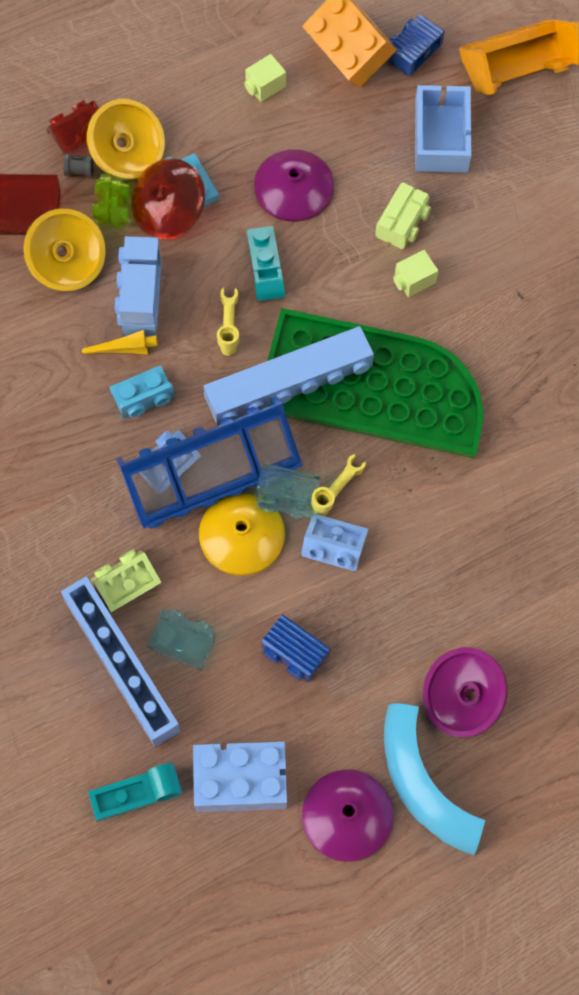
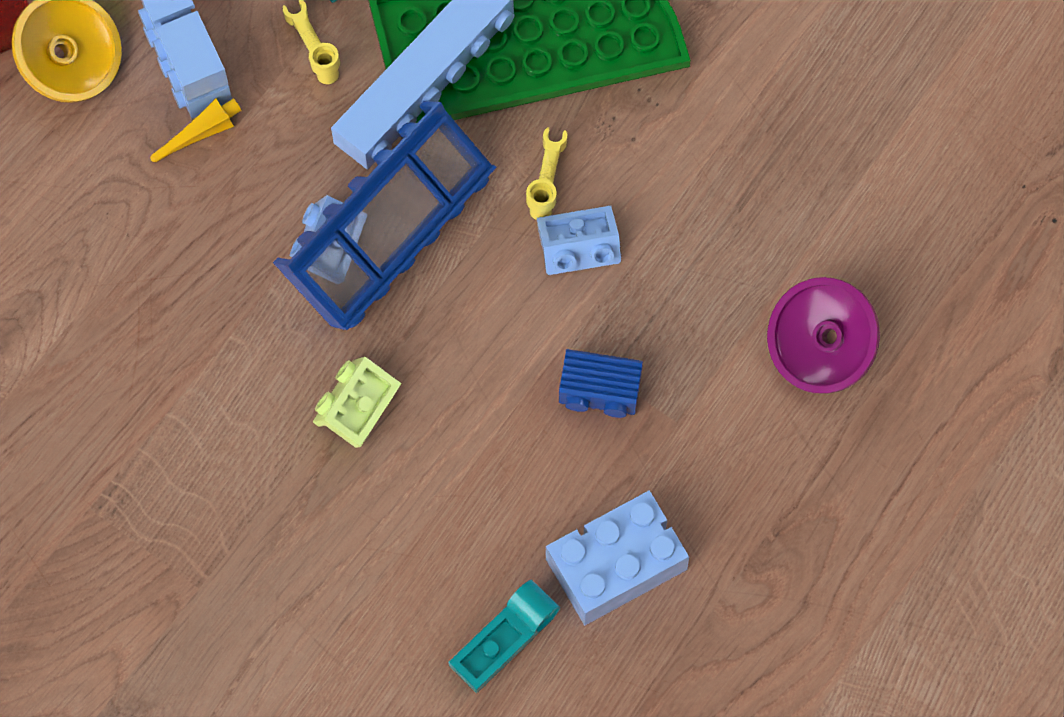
camera: 25 degrees left, 0 degrees up
(121, 662) = (405, 495): light blue brick -> none
(142, 392) = (253, 174): medium azure bracket -> none
(182, 638) = (461, 435): clear light blue bracket -> none
(241, 551) = (468, 304): yellow dish -> none
(286, 491) = (493, 206): clear light blue bracket -> none
(342, 836) = (755, 565): magenta dish -> none
(417, 789) = (826, 470): medium azure brick -> none

